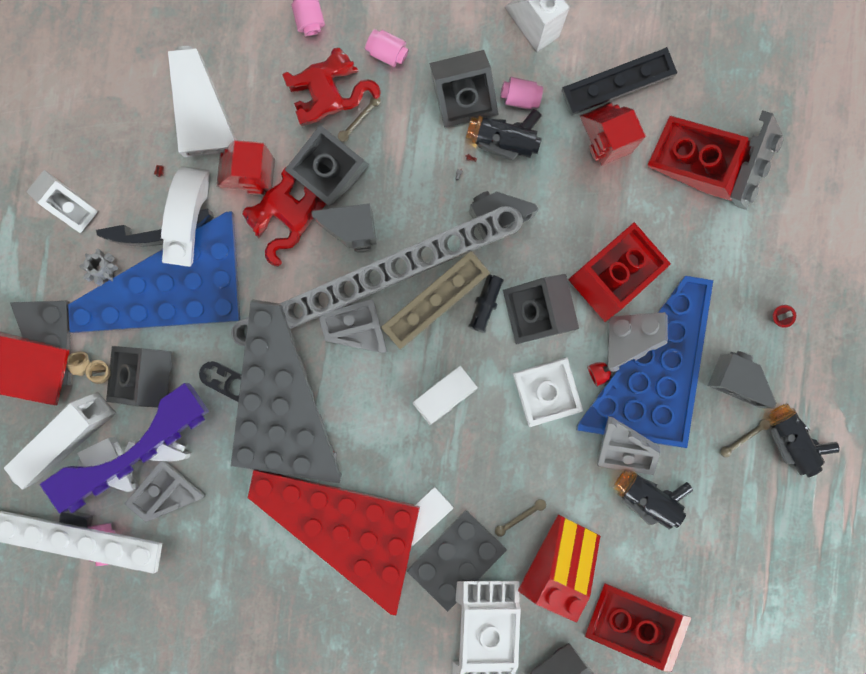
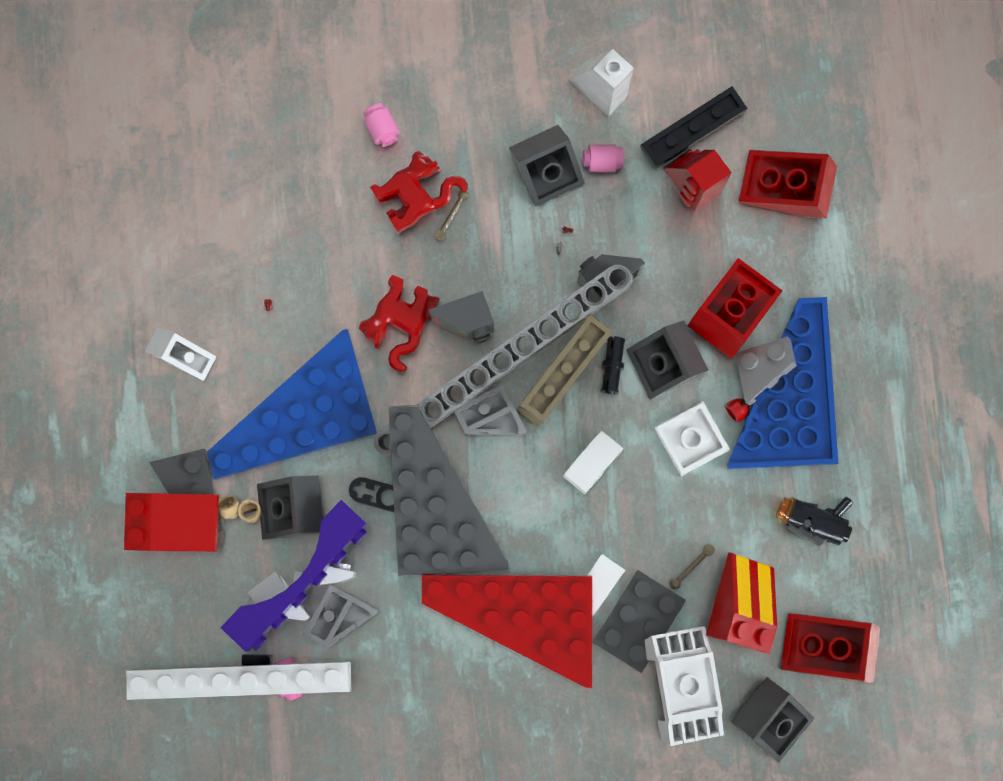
camera: 15 degrees left, 5 degrees down
(59, 439) = (225, 585): white slope -> none
(93, 261) = (232, 402): light grey gear -> none
(122, 234) = (244, 373): black slope -> none
(181, 213) = (302, 341): white arch -> none
(199, 115) = (296, 240): white slope -> none
(246, 167) = (353, 283): red wedge -> none
(326, 166) = (431, 265): dark grey slope -> none
(386, 47) = (464, 141): bright pink brick -> none
(505, 138) = (597, 204): black piece -> none
(627, 449) = (780, 477): light grey wing -> none
(742, 379) = (876, 386): dark grey slope -> none
(761, 152) = (845, 178): dark grey wing -> none
(763, 425) = (907, 426): dark tan hinge -> none
(787, 322) = (899, 311): red hinge -> none
(796, 443) = (942, 436): black piece -> none

